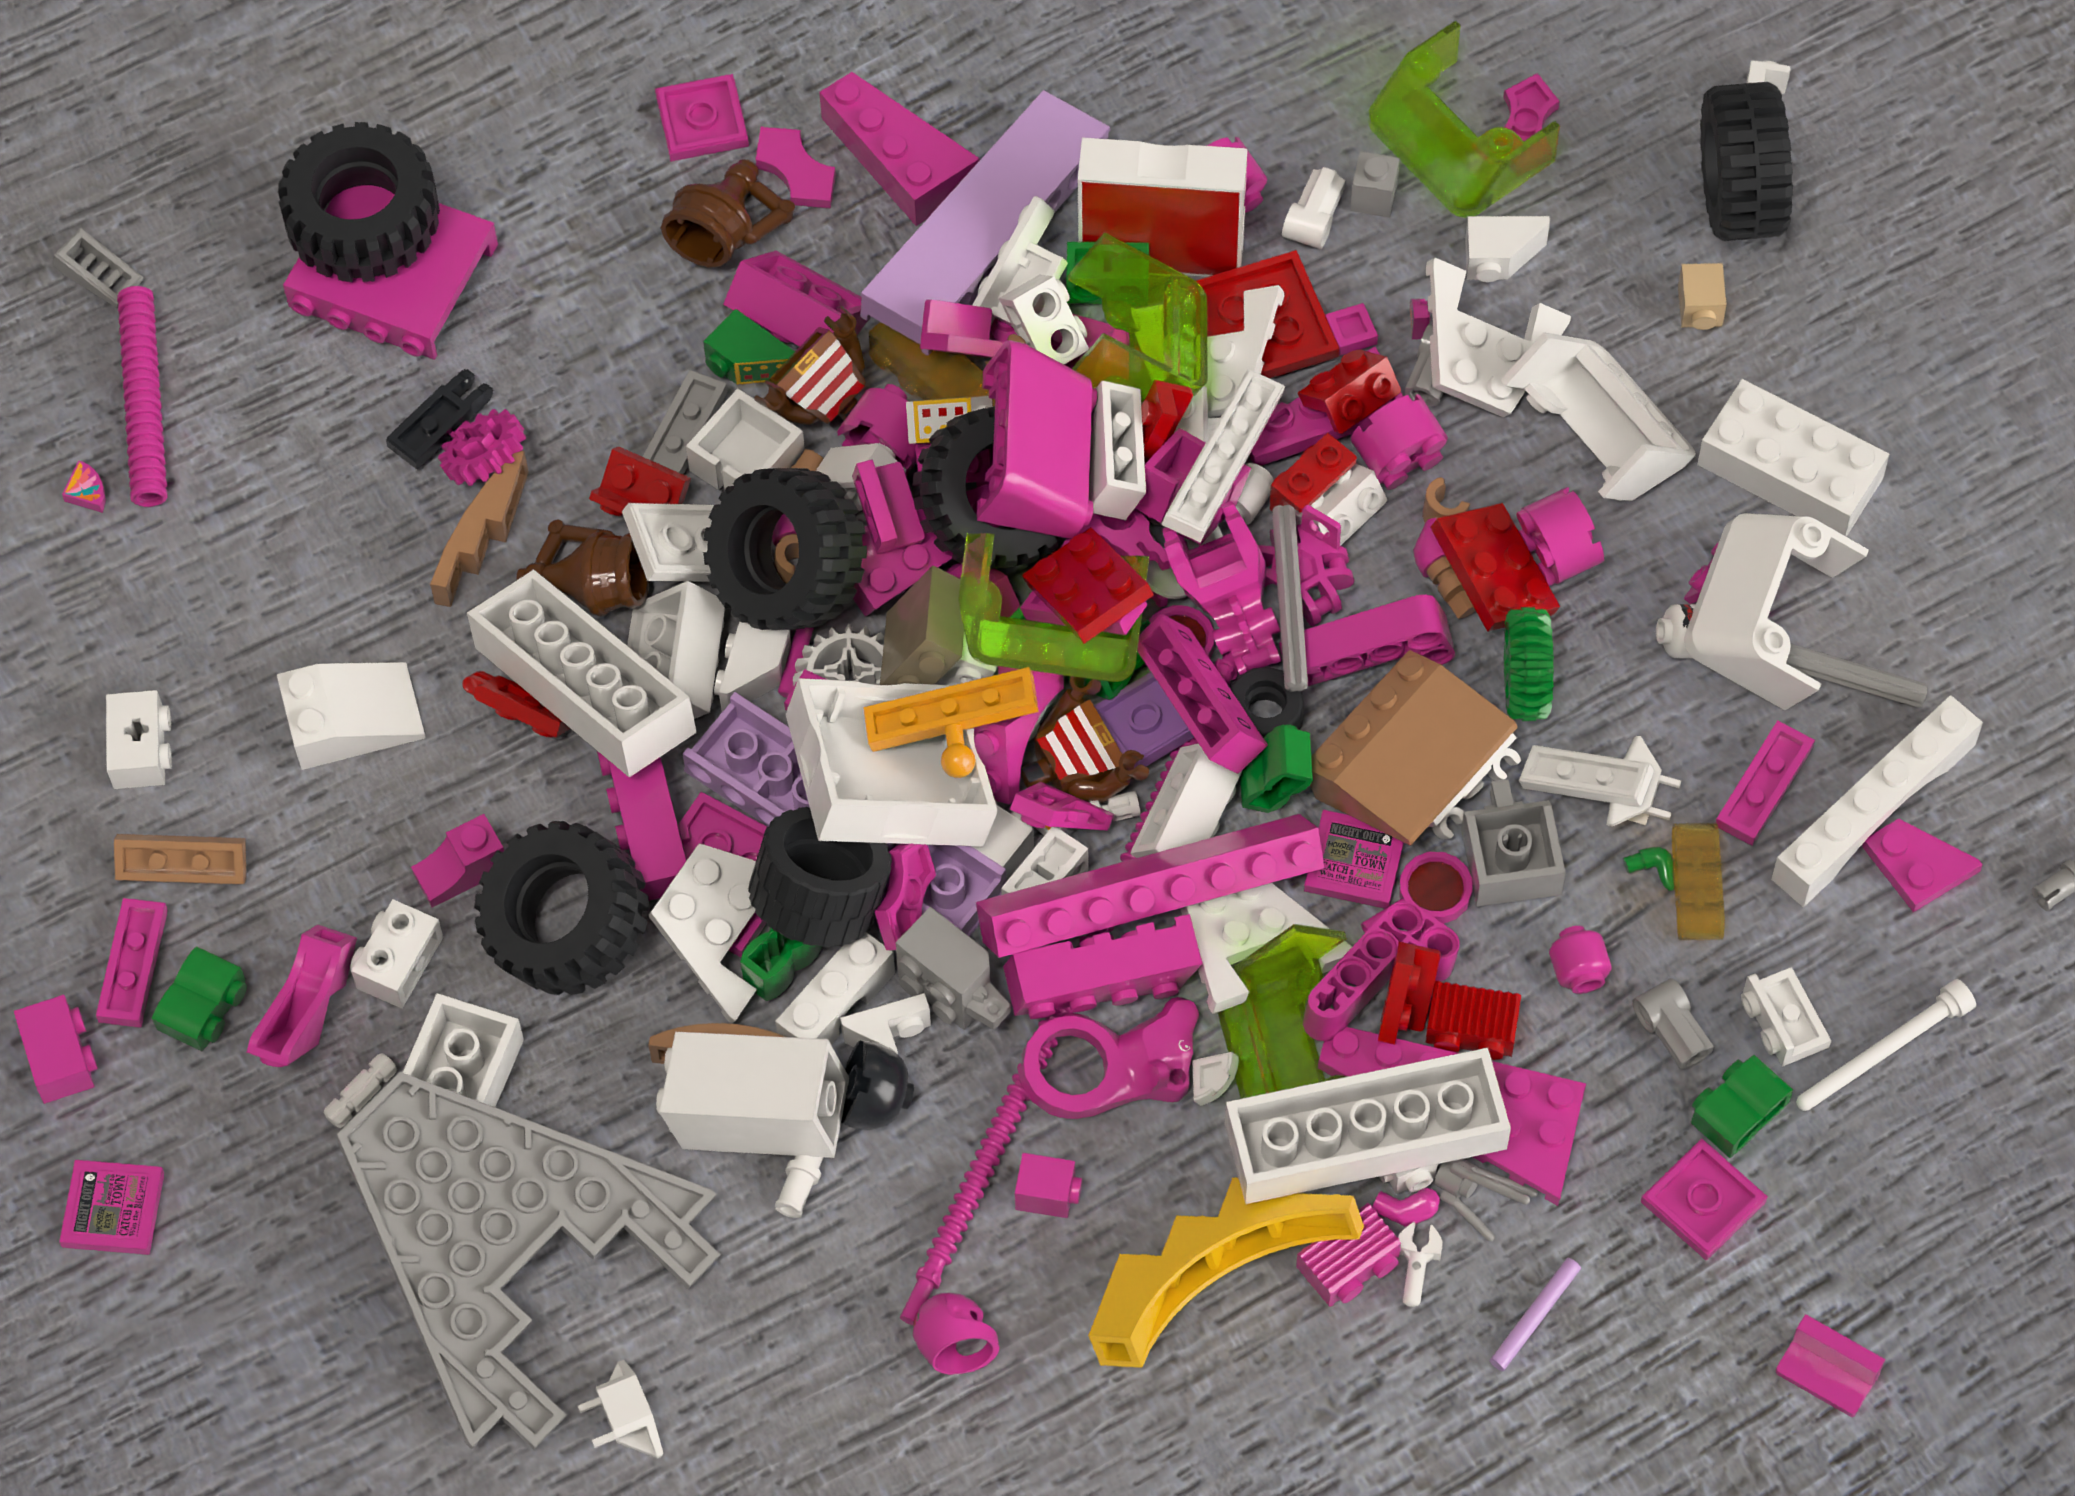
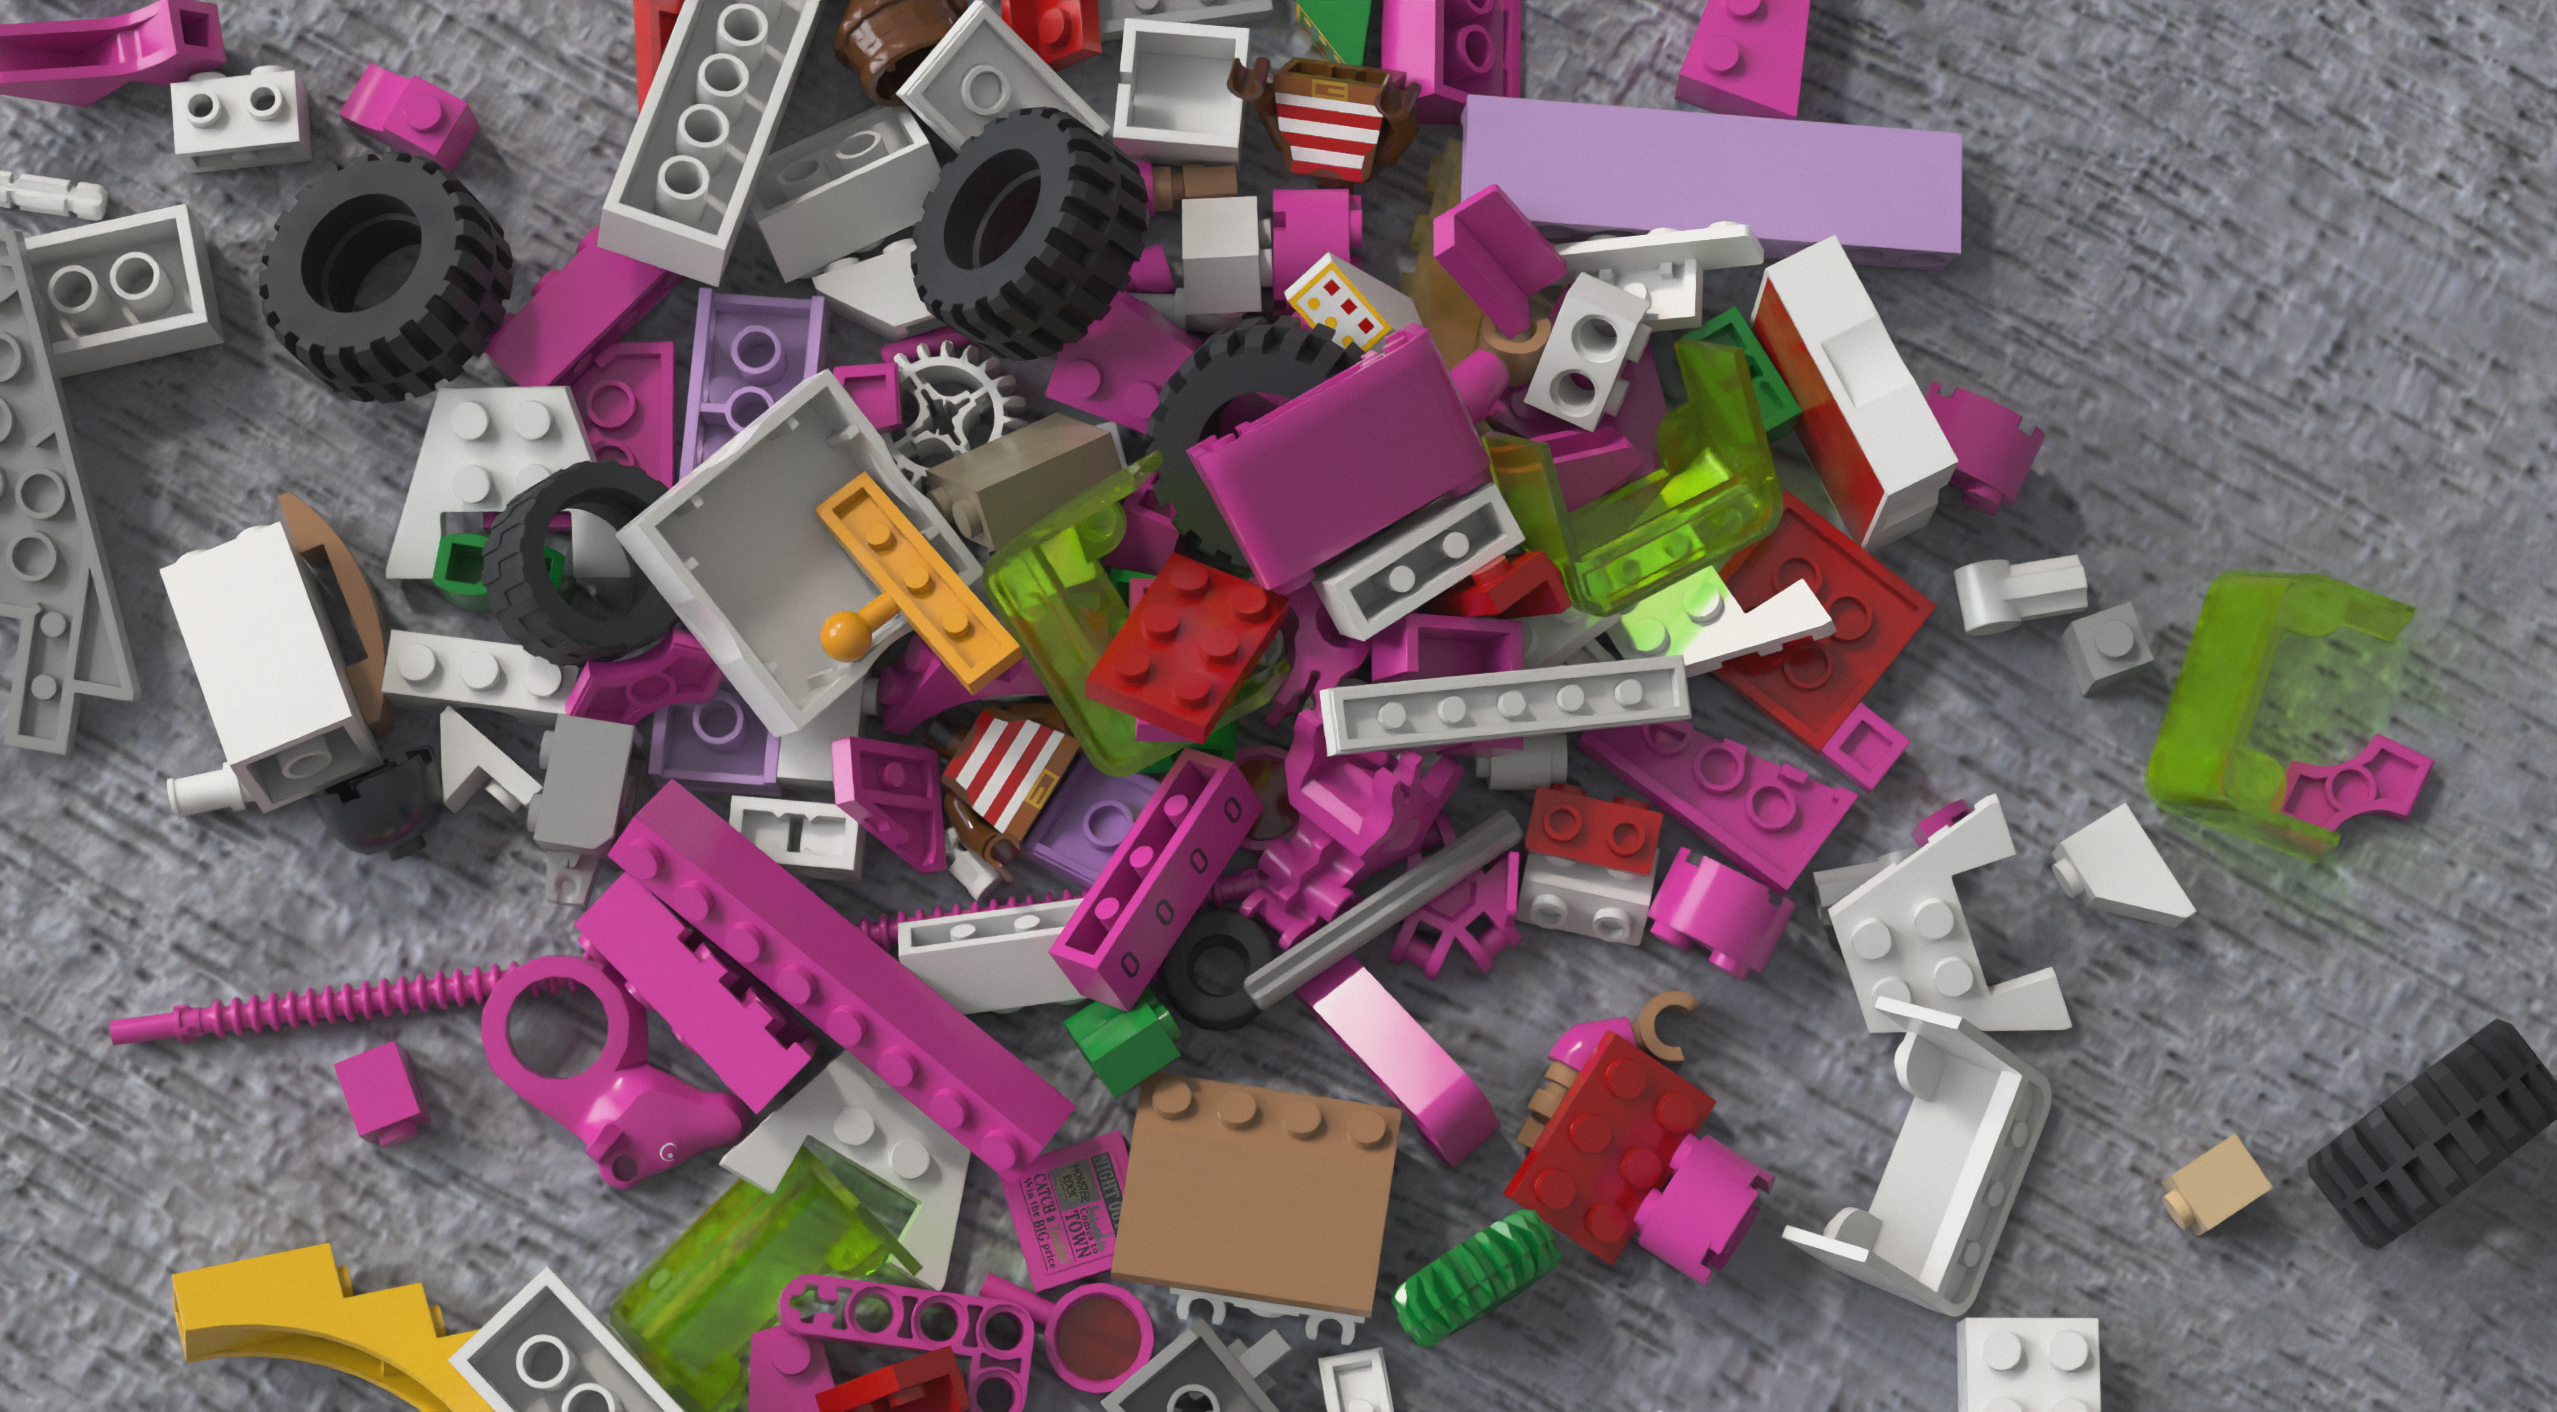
camera: 60 degrees right, 15 degrees up
(887, 505) = (1172, 319): dark pink panel -> none
(943, 1323) = (102, 1089): dark pink helmet -> none
(1213, 1076) = (658, 1211): white tile -> none
(1351, 389) = (1755, 804): red bracket -> none

